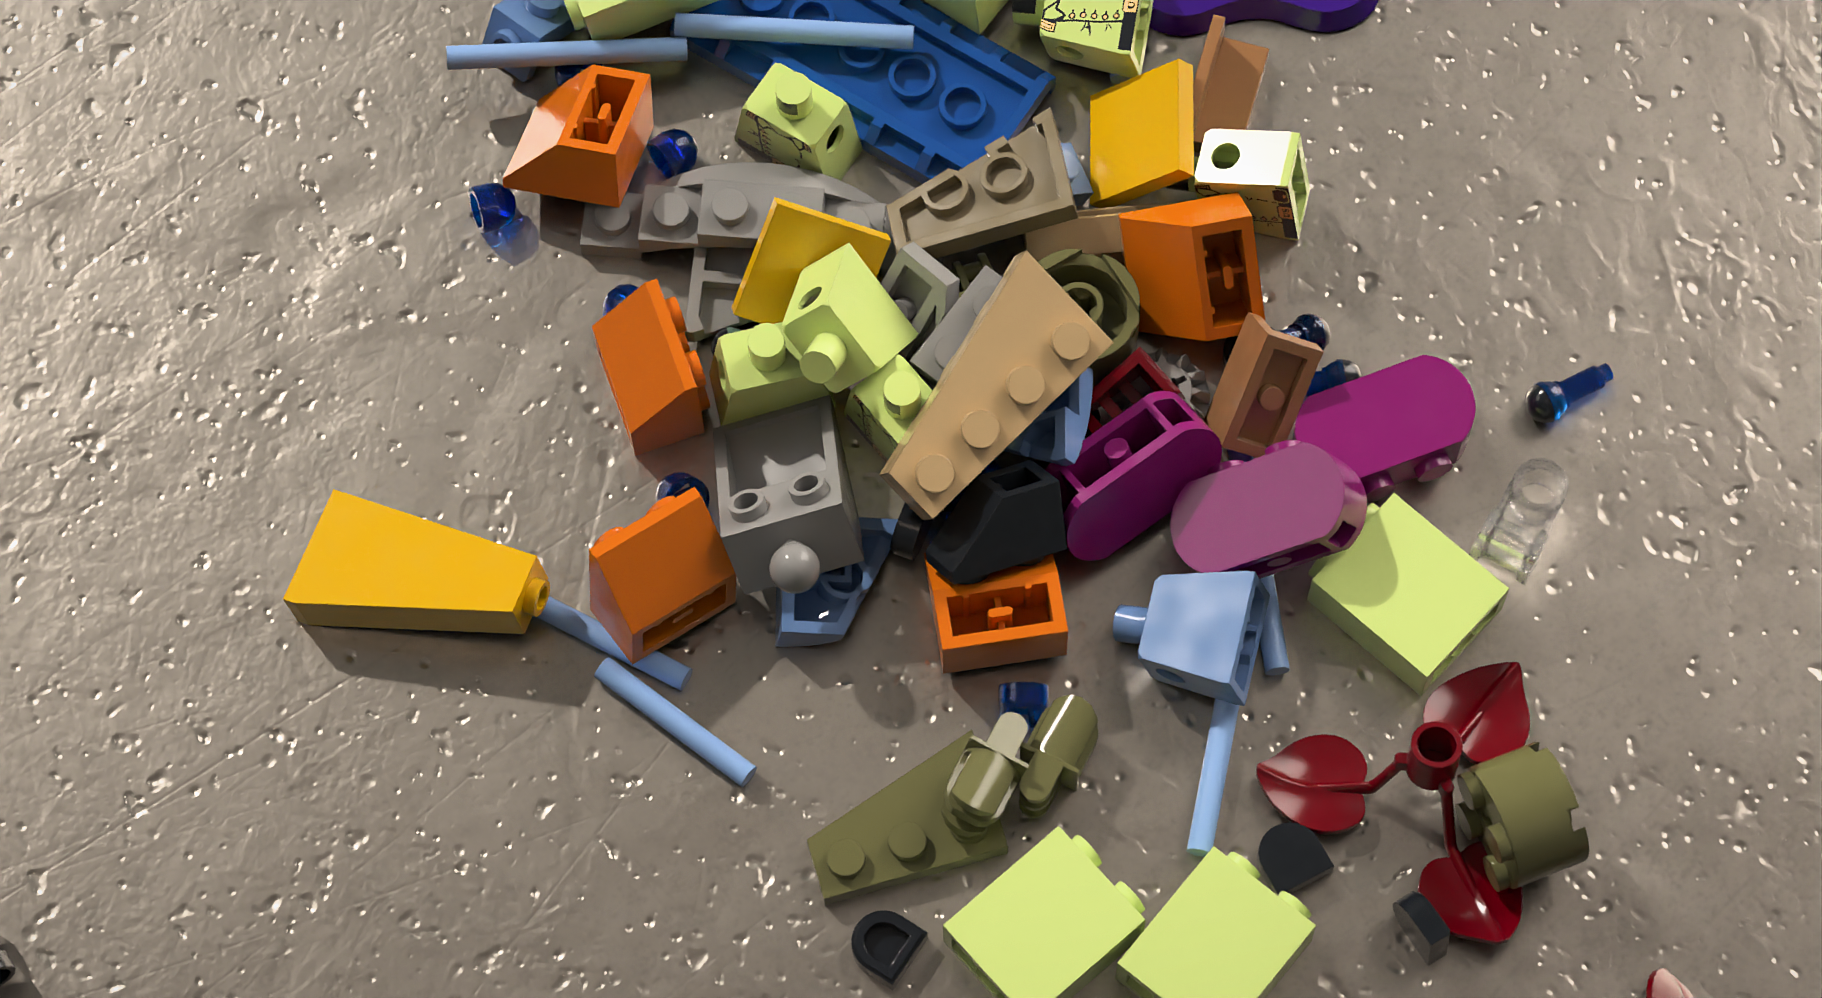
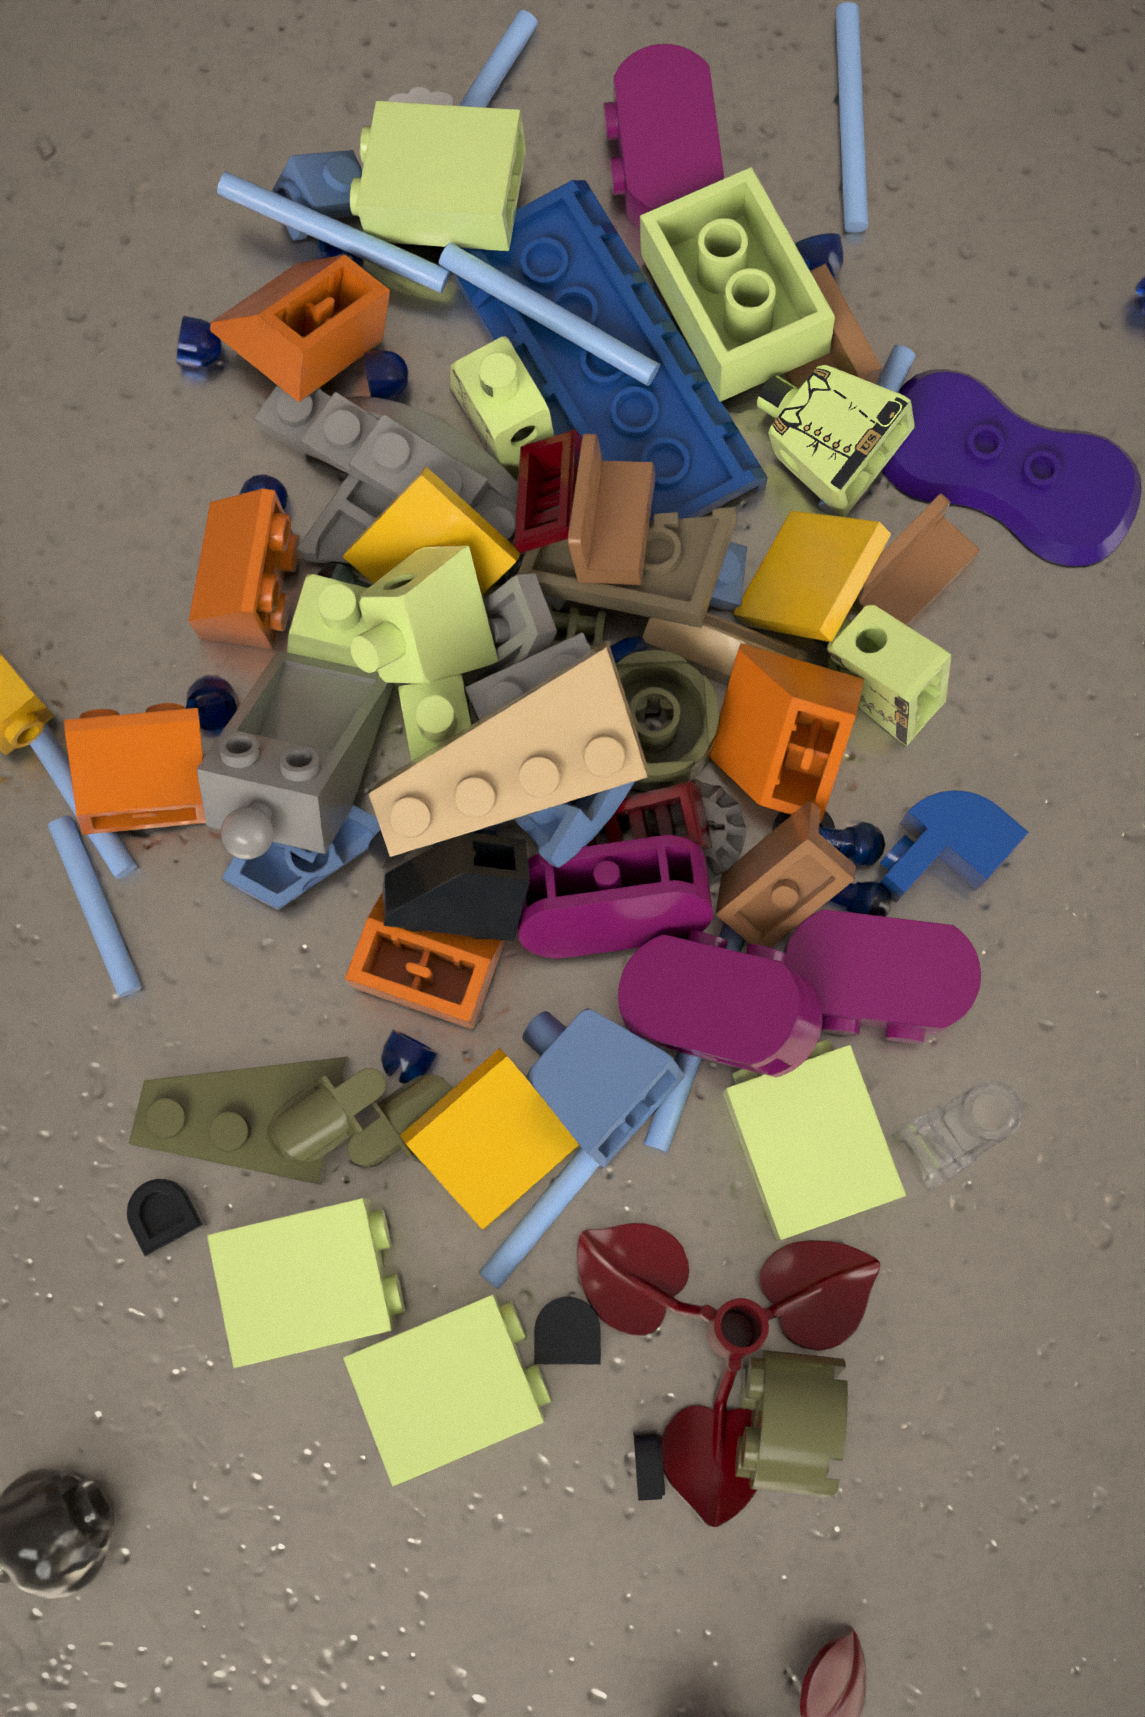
camera: 30 degrees right, 10 degrees up
(871, 147) = (546, 482): none -> dark red slope
(955, 165) = (610, 517): none -> medium nougat panel
(1137, 727) = (490, 1139): none -> yellow tile
(1383, 282) = (960, 830): none -> blue brick
(1549, 400) = (1052, 1023): clear blue piece -> none

